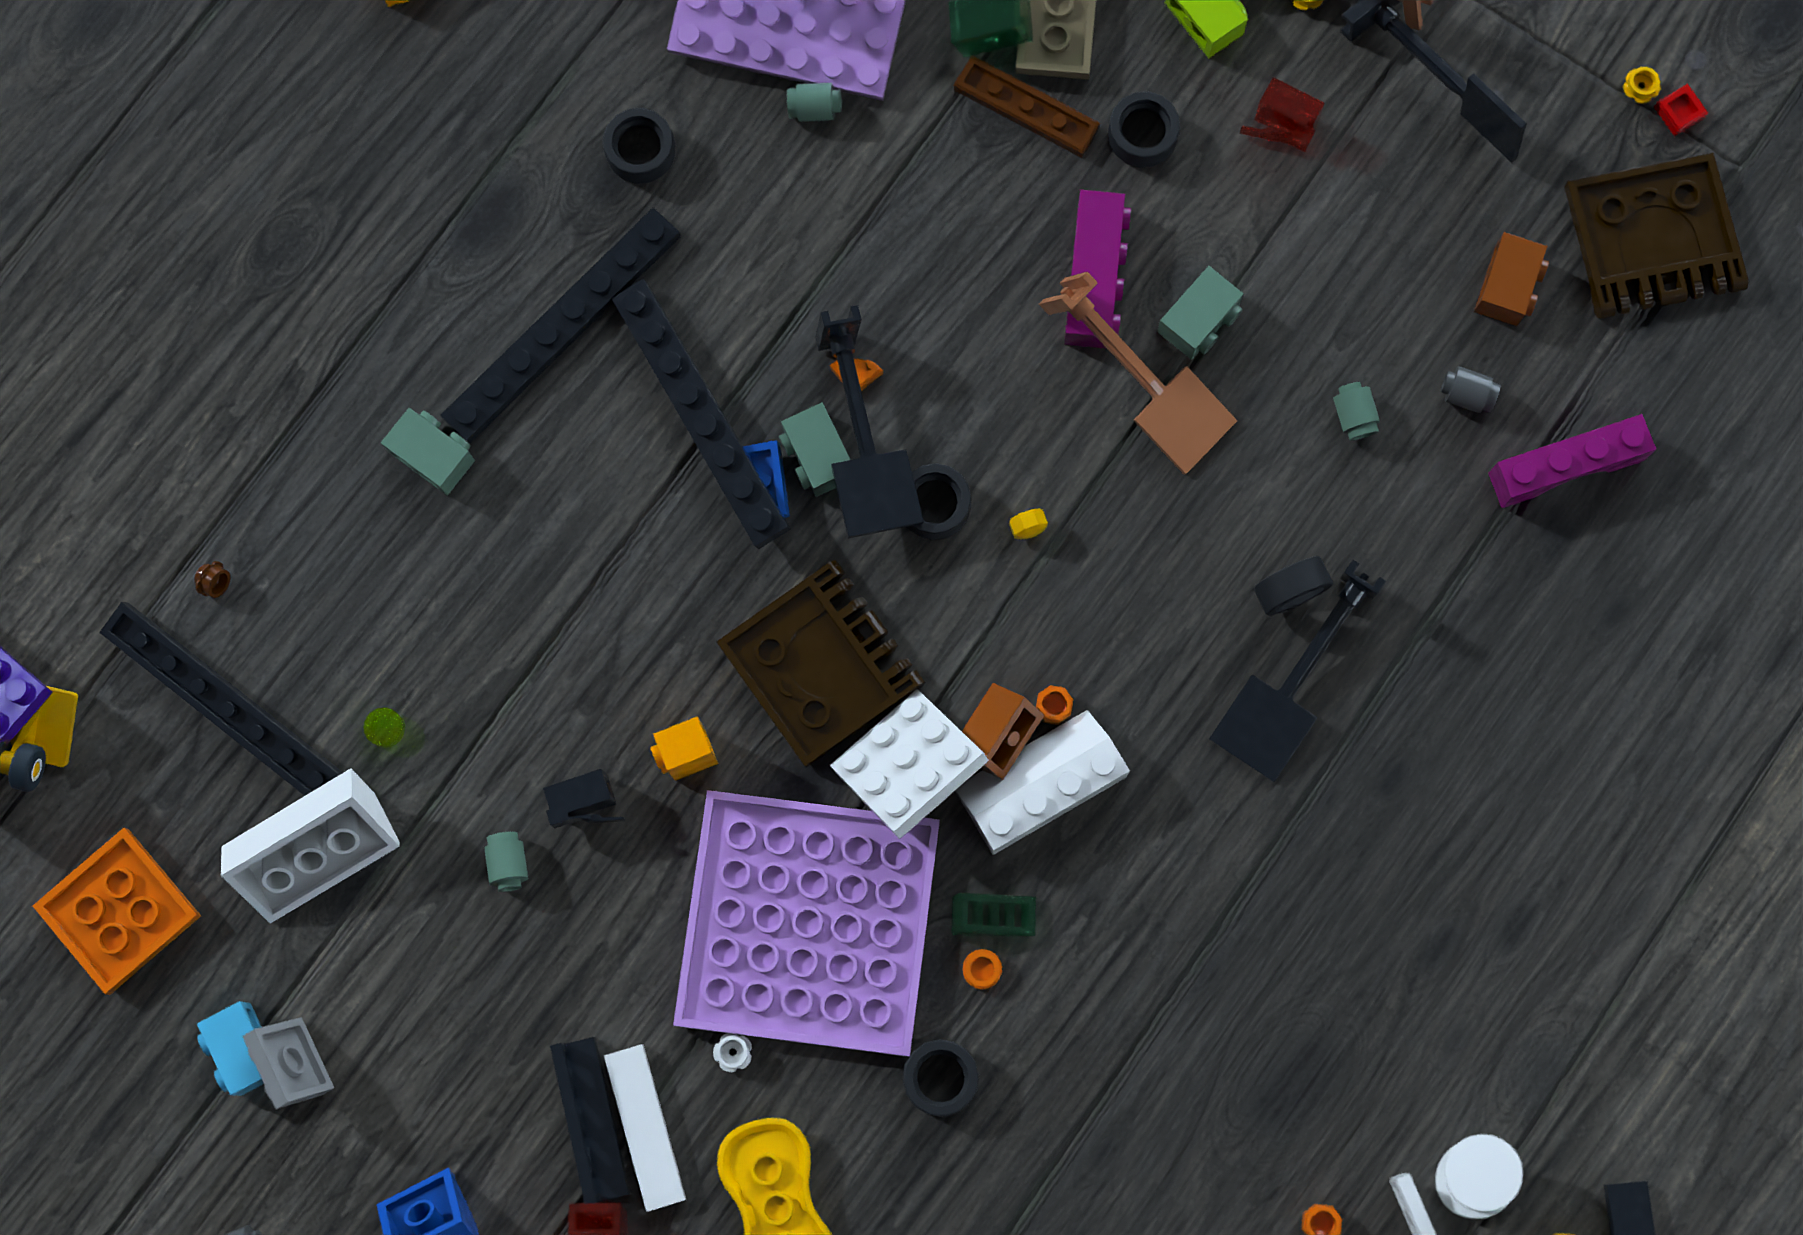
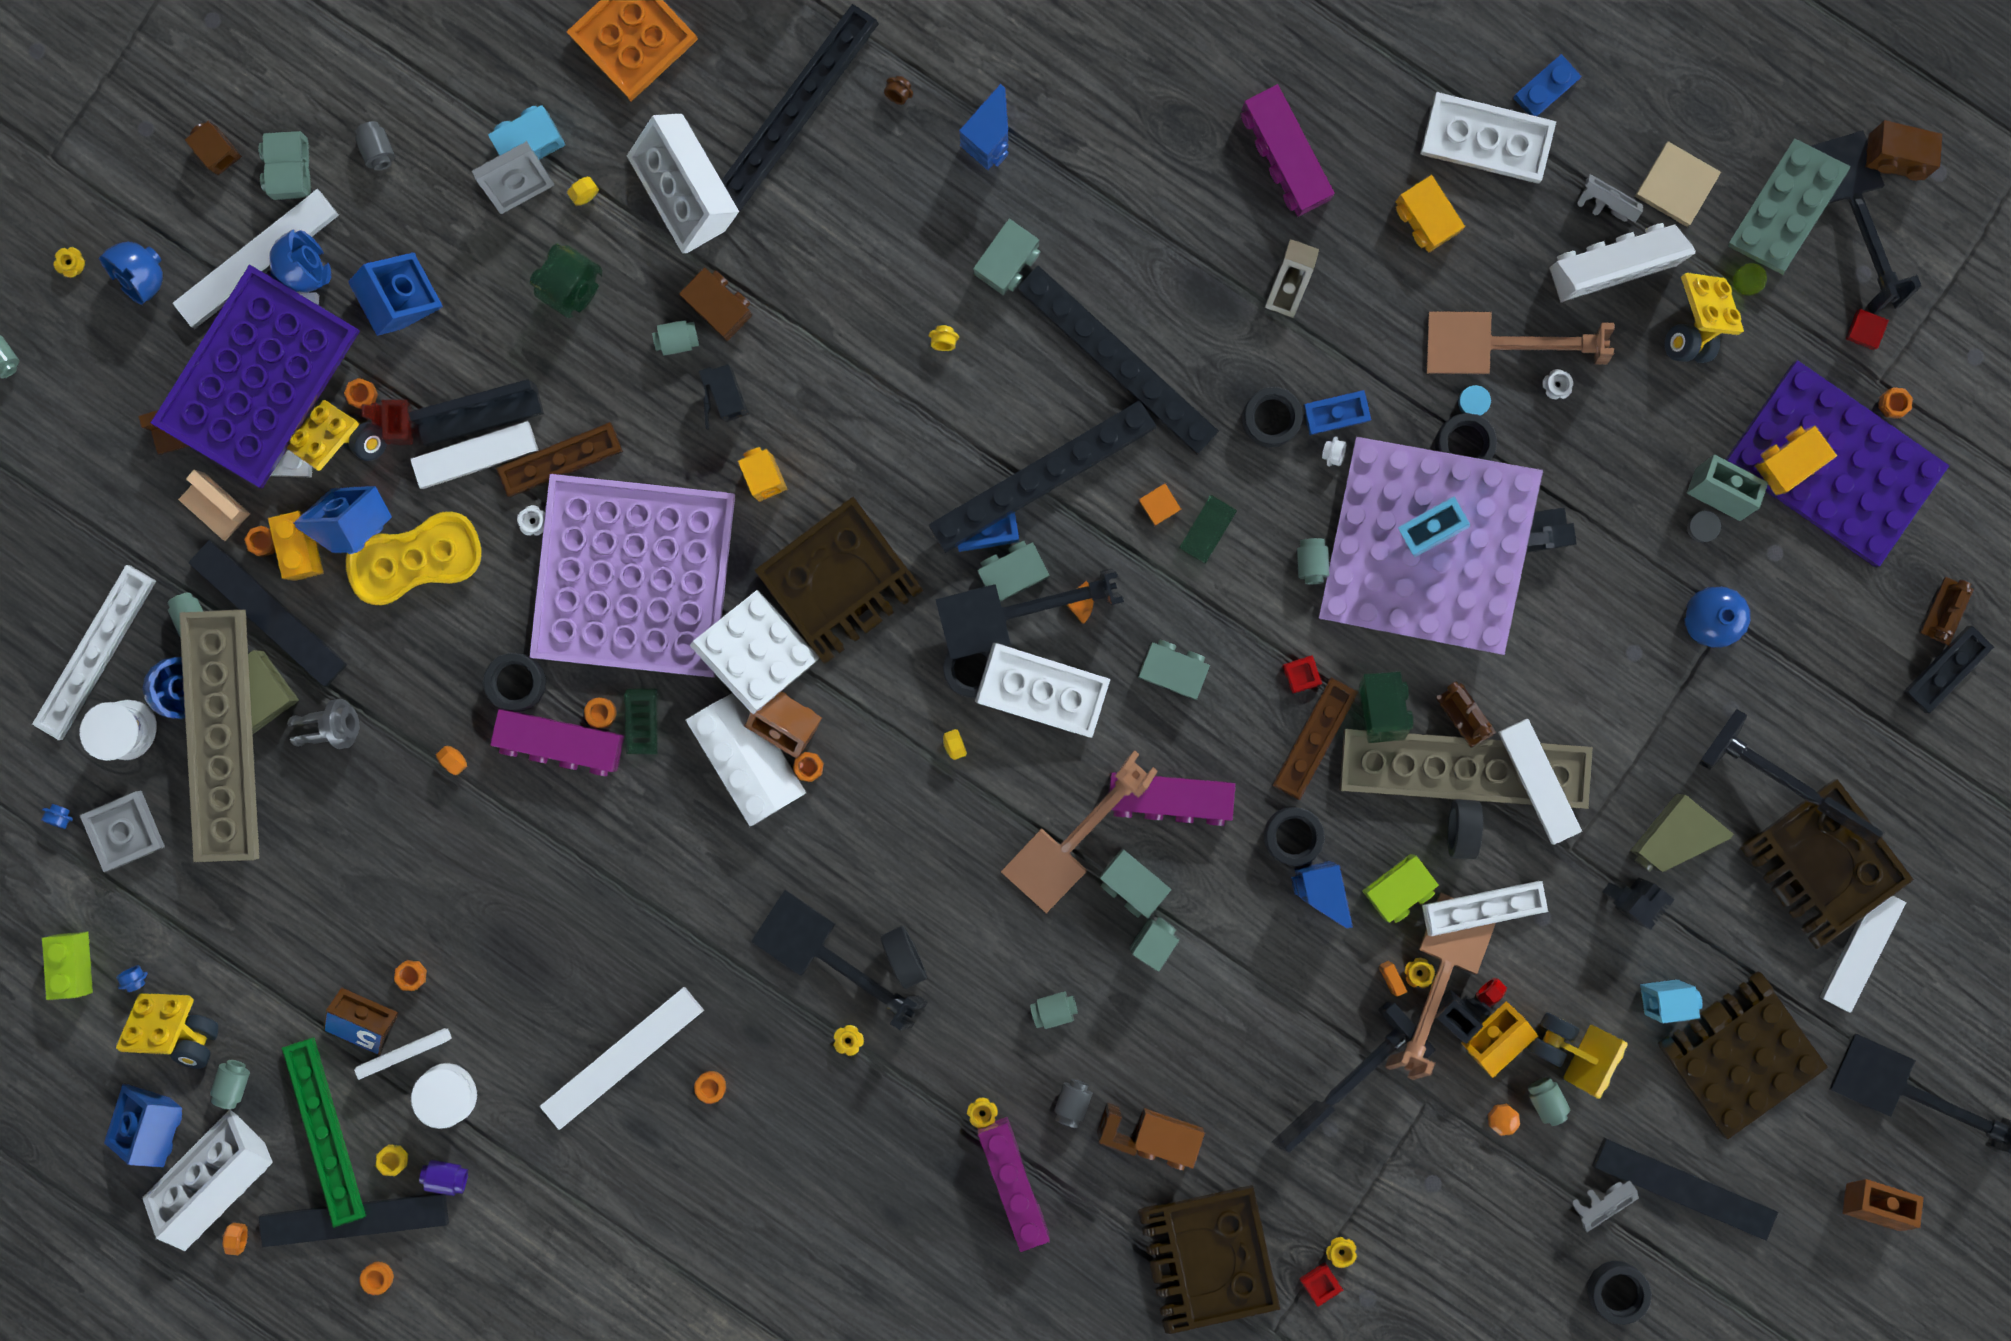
camera: 90 degrees right, 10 degrees up
(274, 463) = (987, 131): none -> blue slope
(312, 977) = (582, 191): none -> yellow tile
(319, 122) = (1287, 151): none -> magenta brick
(384, 727) = (782, 235): clear neon green tile -> none
(425, 997) = (566, 280): none -> clear green brick
(465, 808) = (716, 303): none -> reddish brown brick
(473, 119) = (1292, 278): none -> dark tan slope
(524, 530) = (943, 338): none -> yellow plate
(637, 72) = (1337, 412): none -> blue plate
(655, 1016) = (559, 459): none -> reddish brown tile
(684, 76) = (1334, 452): none -> white plate
(739, 278) = (1159, 504): none -> orange tile
(771, 223) = (1207, 529): none -> clear green tile
(942, 262) = (1174, 670): none -> sand green brick
(949, 119) = (1302, 674): none -> red tile
(963, 414) = (1042, 690): none -> white plate
(1018, 1020) = (558, 741): none -> magenta brick
(1040, 1161) = (451, 760): none -> orange tile
(1209, 89) = (1323, 889): none -> blue slope
(1273, 285) = (1154, 942): none -> sand green brick
(1288, 115) = (1309, 957): clear red piece -> none
(1313, 20) = (1392, 978): none -> orange tile
(1390, 669) = (851, 1032): none -> yellow plate
(1425, 949) = (621, 1058): none -> white tile
(1459, 836) = (710, 1087): none -> orange tile
(1488, 491) = (990, 1112): none -> yellow plate
(1499, 341) = (1108, 1133): none -> reddish brown panel
(1585, 1182) = (443, 1178): none -> dark purple brick

